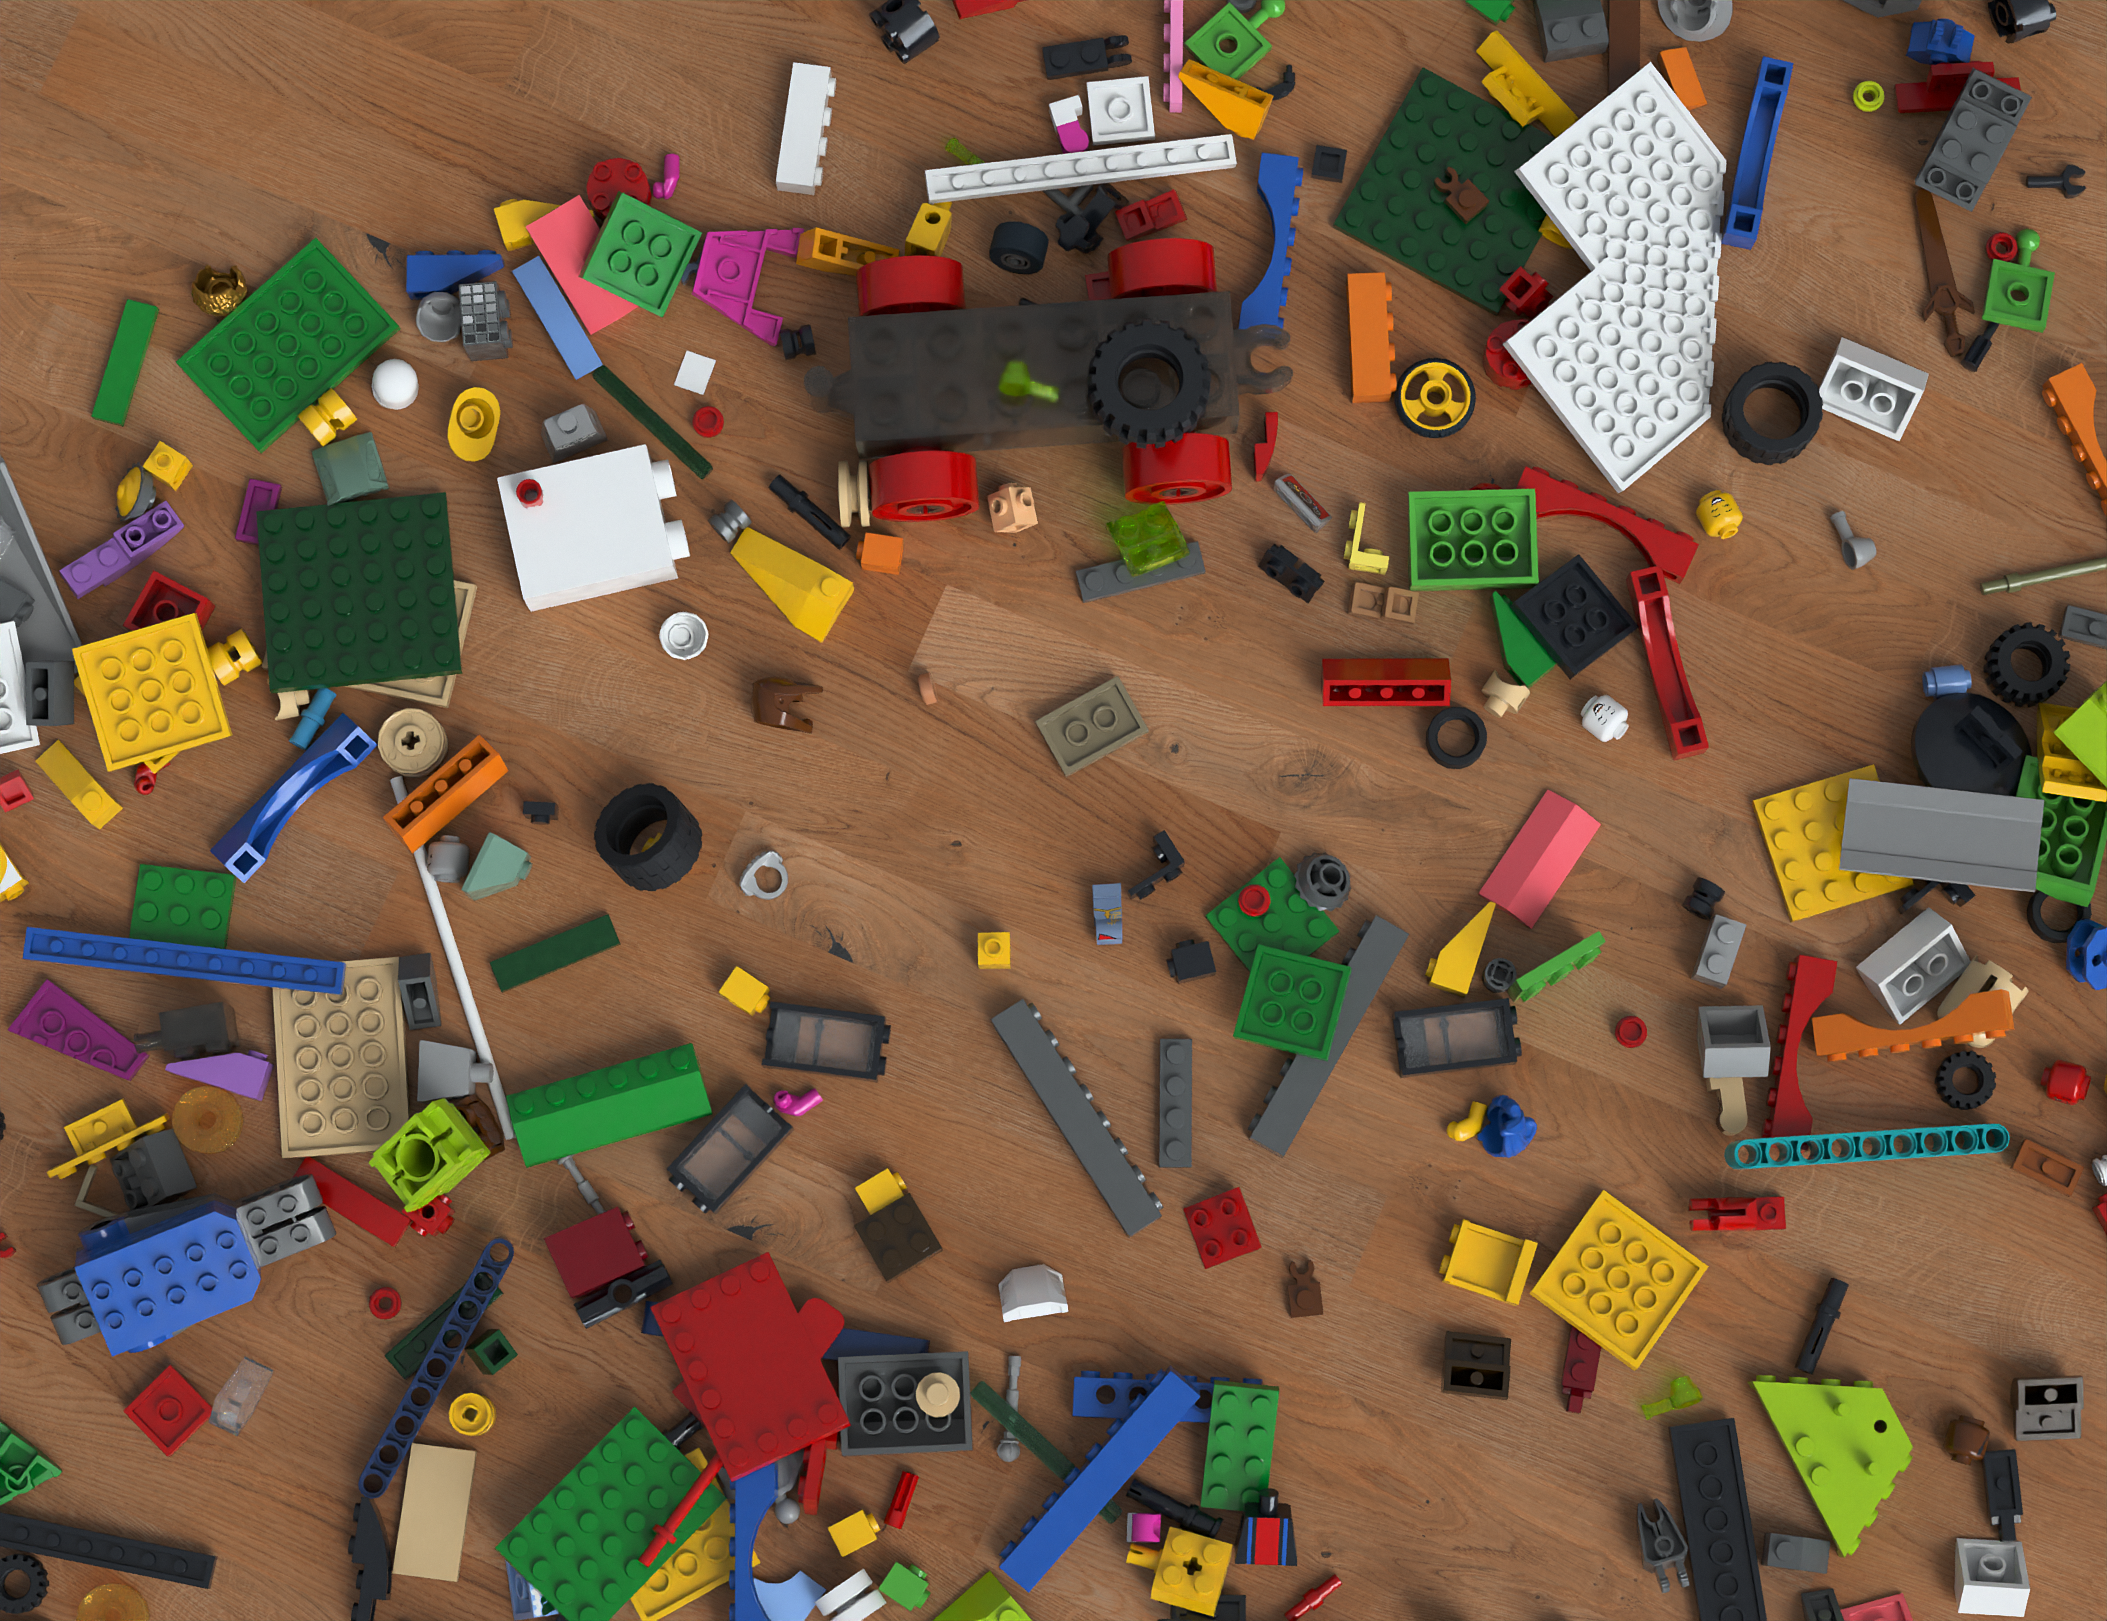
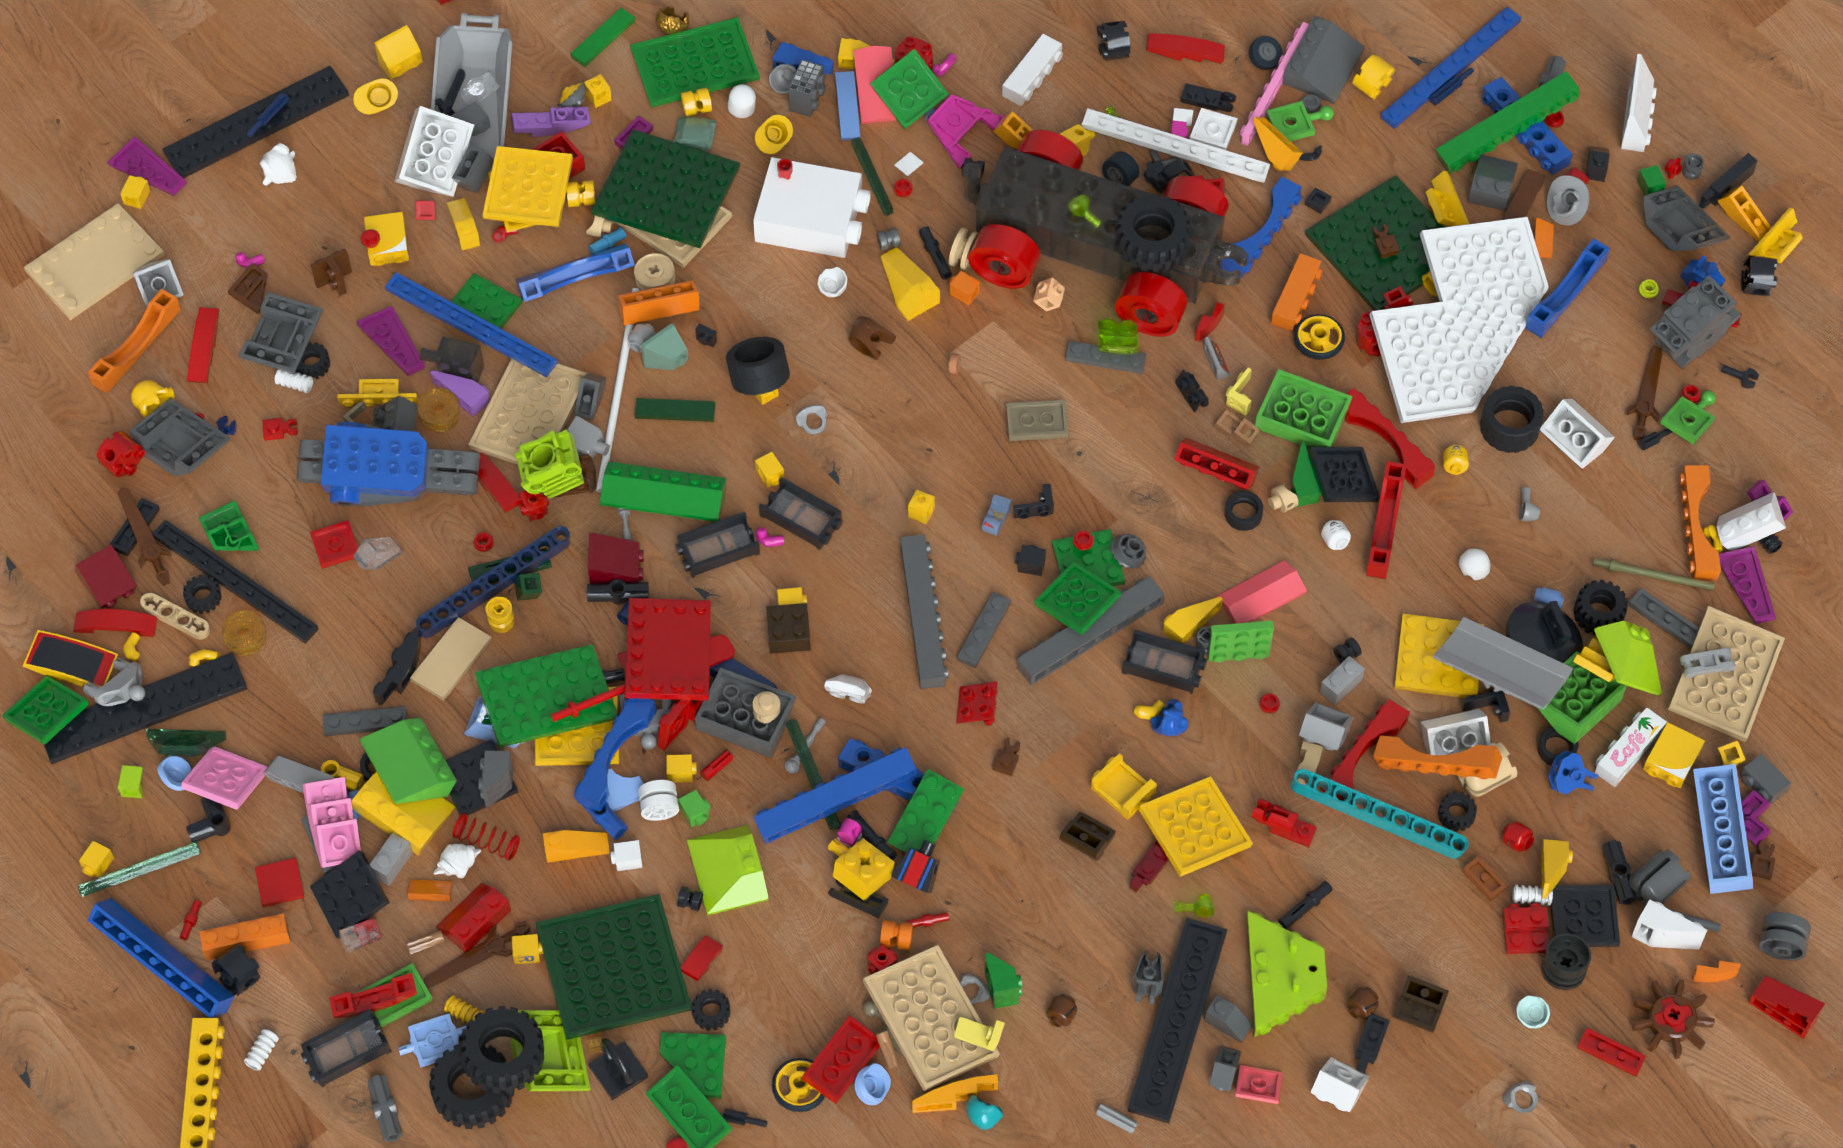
camera: 25 degrees right, 20 degrees down
(572, 432) = (826, 155): light grey torso -> none
(1817, 671) = (1475, 563): none -> white hair

